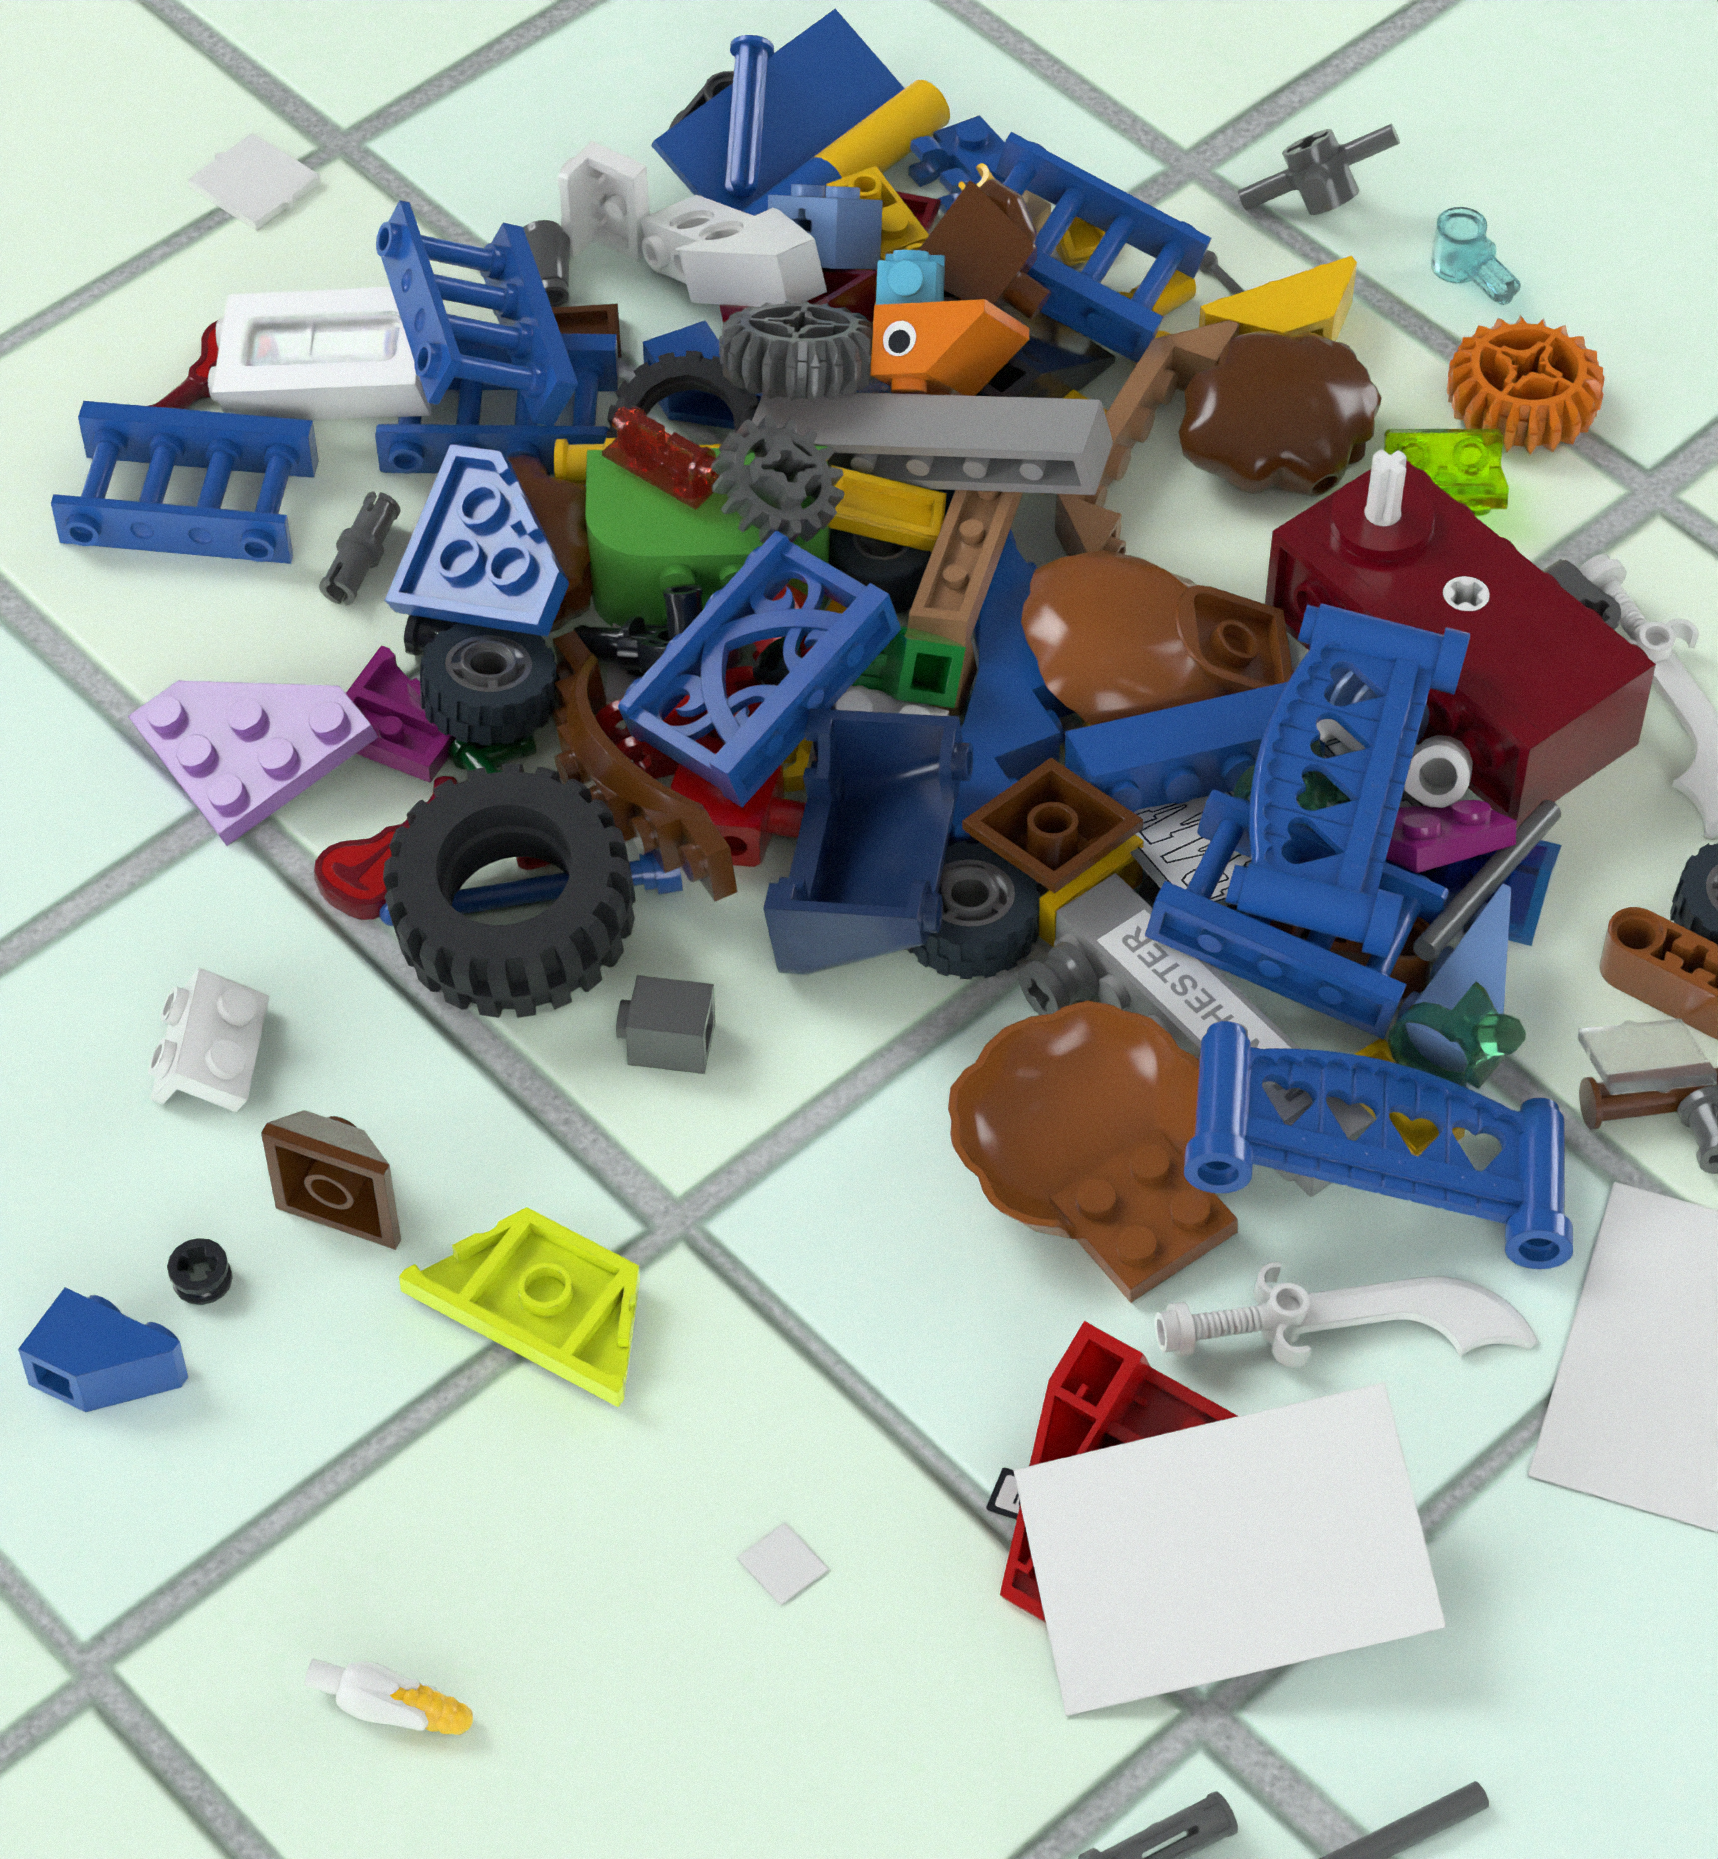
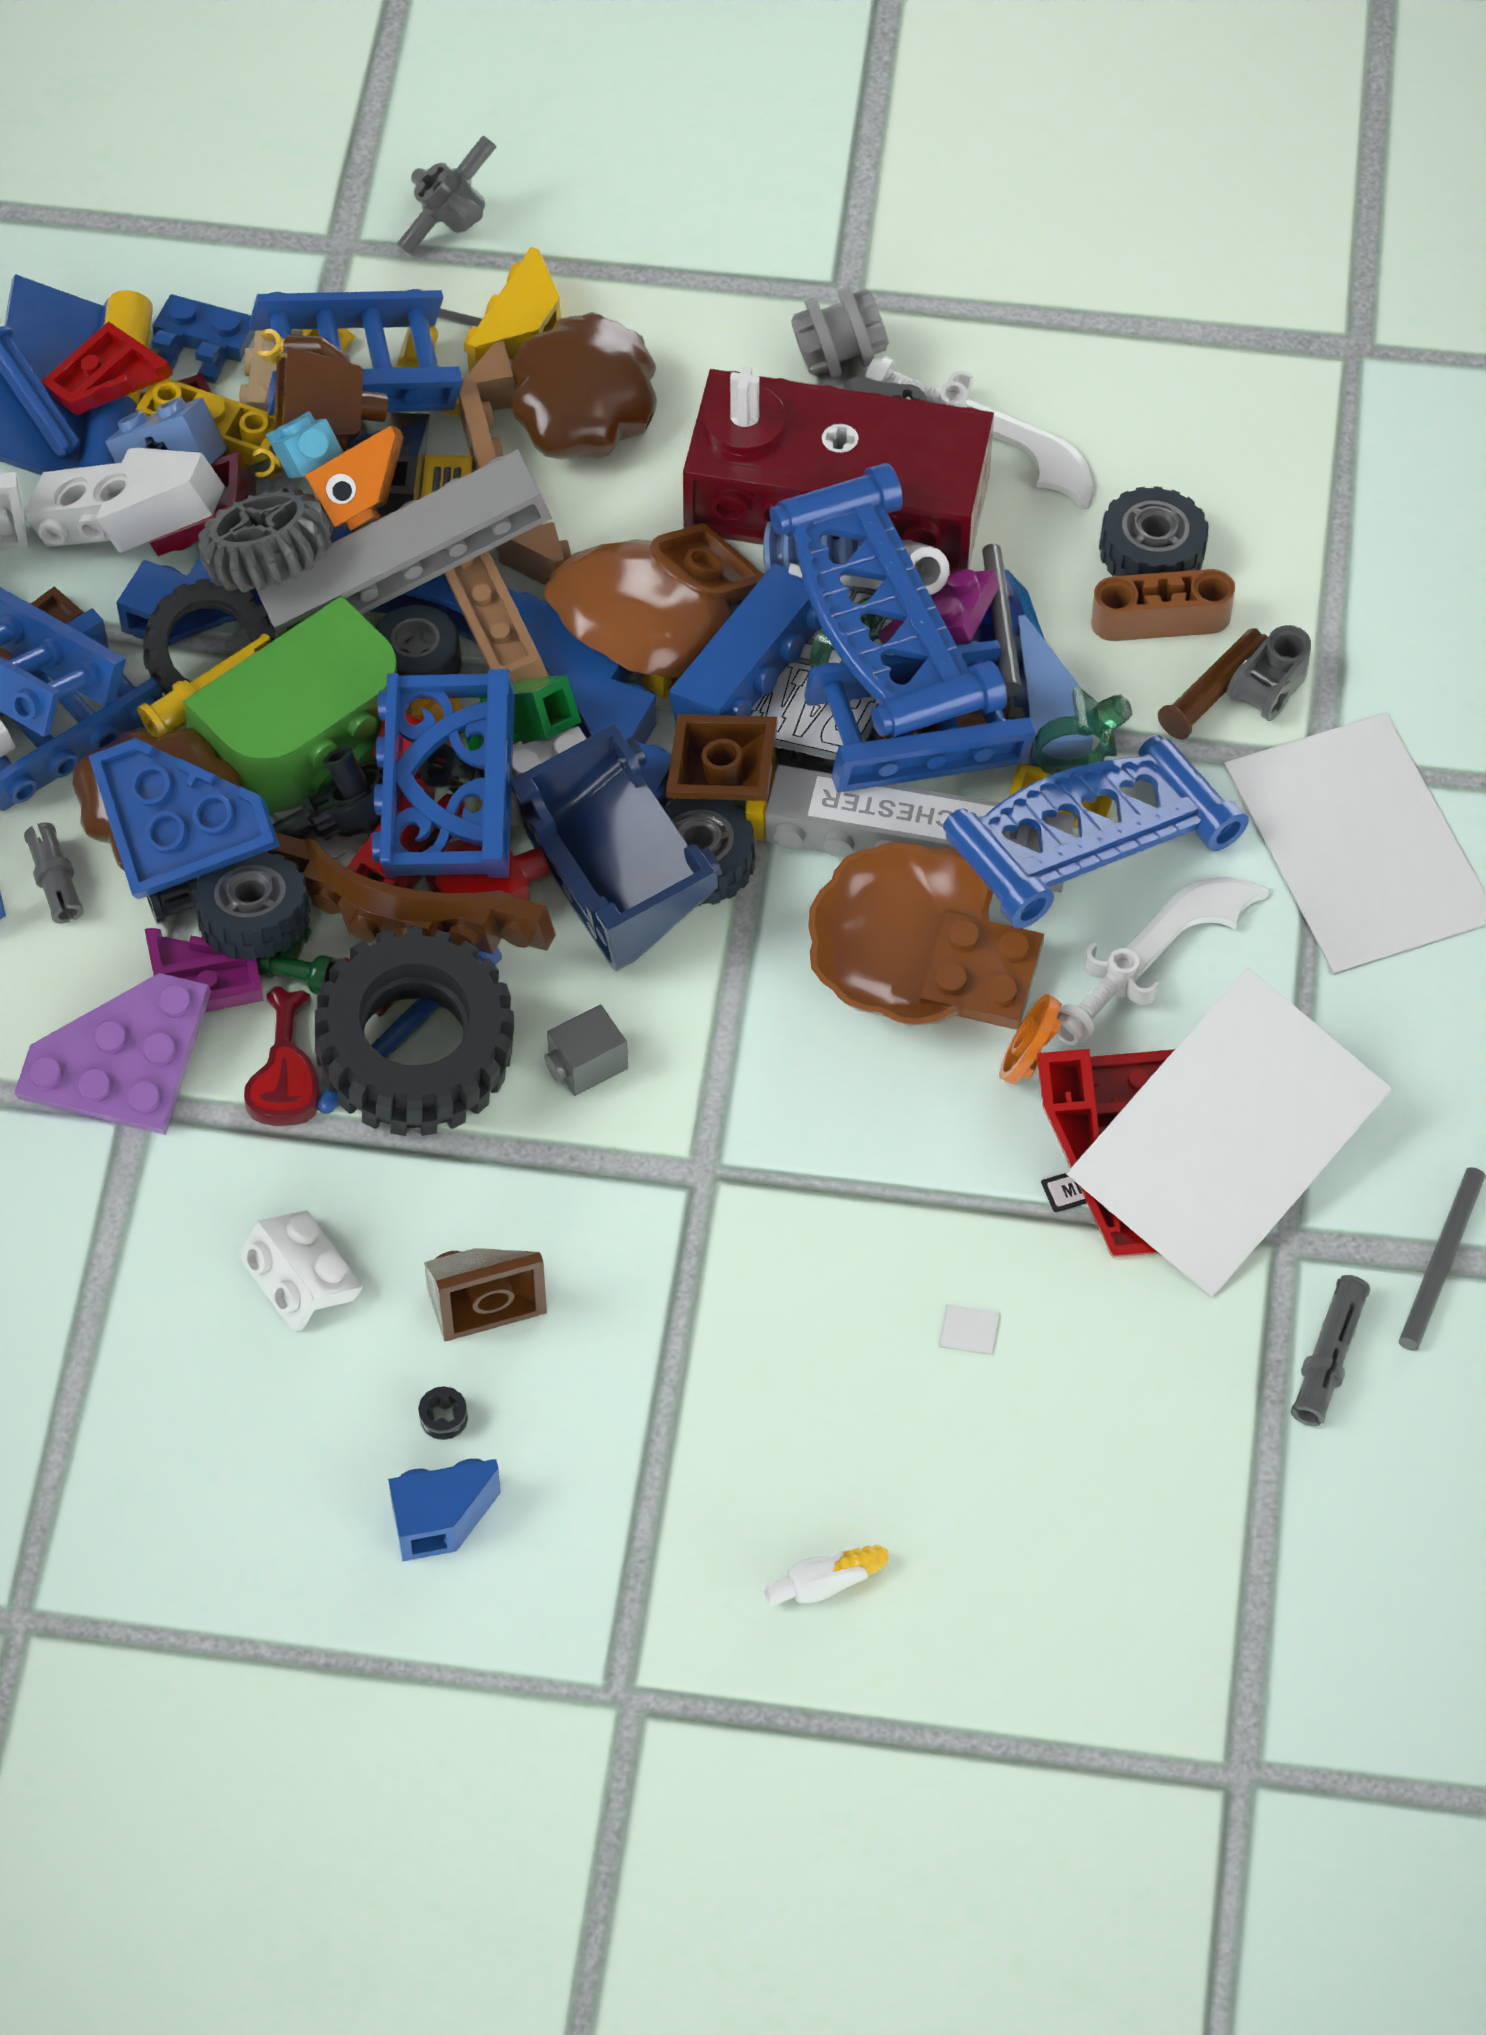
camera: 40 degrees left, 5 degrees up
(541, 1297) = (677, 1274): neon yellow wing -> none
(662, 458) = (252, 674): clear red hinge -> none
(777, 480) = (350, 639): dark grey gear -> none
(828, 134) = (104, 370): none -> red wing
(889, 510) = (412, 614): yellow tile -> none
(1058, 980) = (798, 859): dark grey wheel -> none
(1117, 1308) = (1033, 1033): none -> orange wheel
(1458, 461) = (719, 347): clear neon green bracket -> none
(1466, 254) = (589, 198): clear light blue axle -> none
(1526, 384) = (686, 278): orange gear -> none
(1594, 511) = (839, 332): none -> light grey piece
(1647, 1056) = (1182, 671): clear piece -> none

